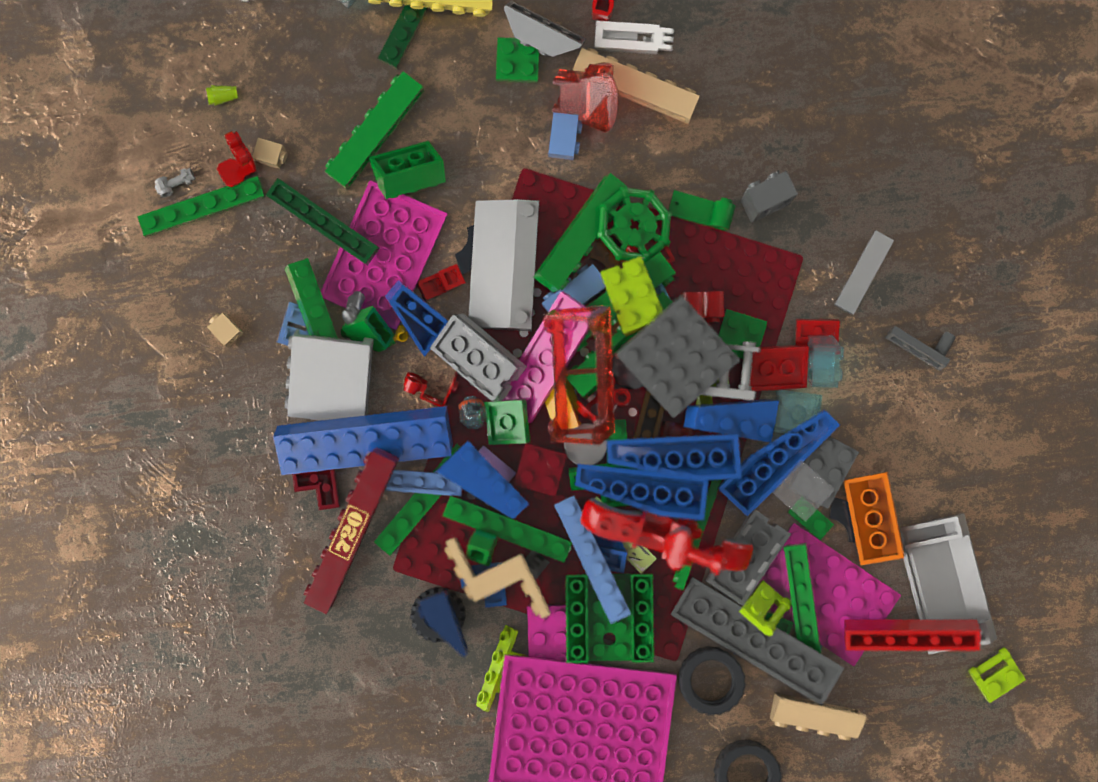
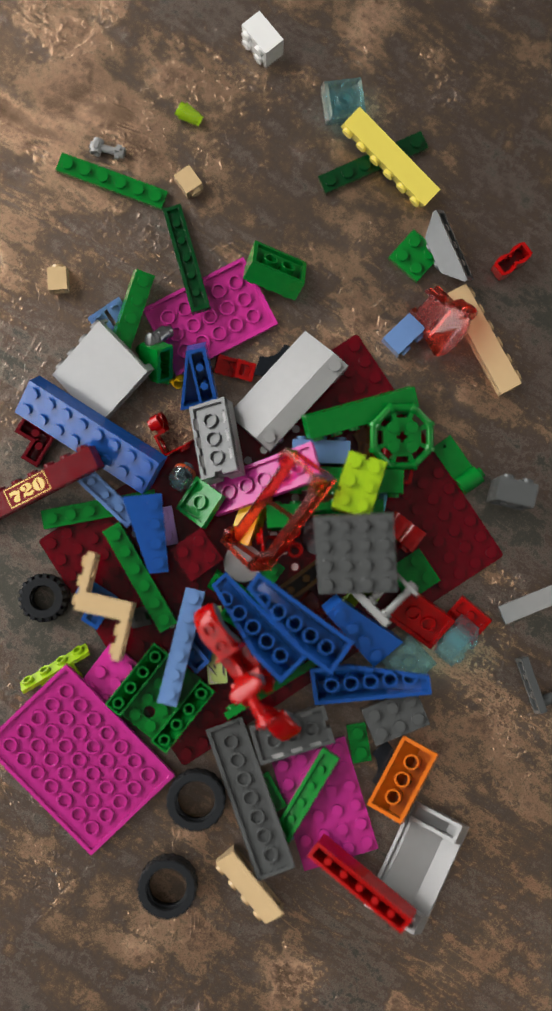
camera: 30 degrees right, 0 degrees up
(234, 171) = (154, 174): red piece -> none
(375, 130) = (275, 224): green brick -> none
(442, 618) = (42, 604): dark blue slope -> none
(481, 547) = (111, 575): green brick -> none
(623, 37) = (502, 299): white hinge -> none
(759, 604) = (274, 773): lime plate -> none
(803, 490) = (368, 719): clear tile -> none
(999, 681) = (400, 966): lime plate -> none

